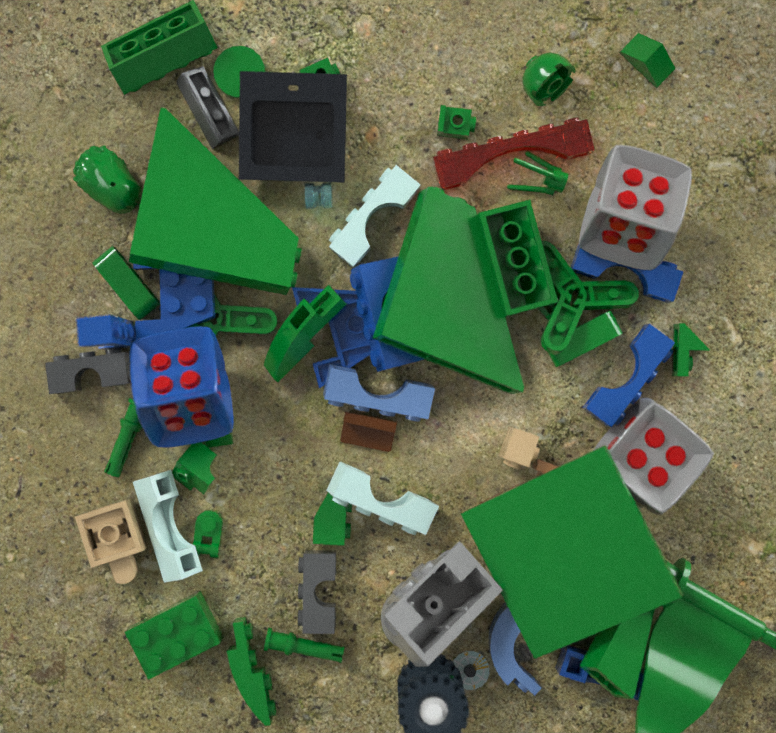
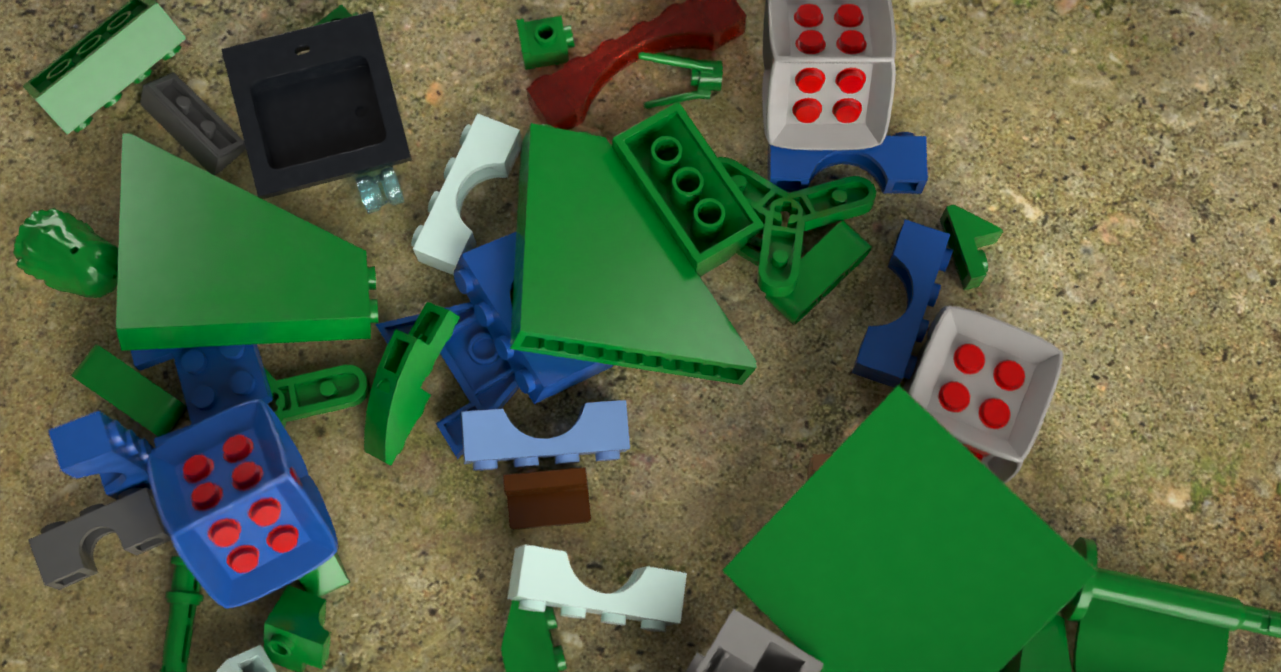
camera: 15 degrees left, 15 degrees down
(229, 65) = (207, 62): green tile -> none
(519, 448) = (778, 448): tan brick -> none

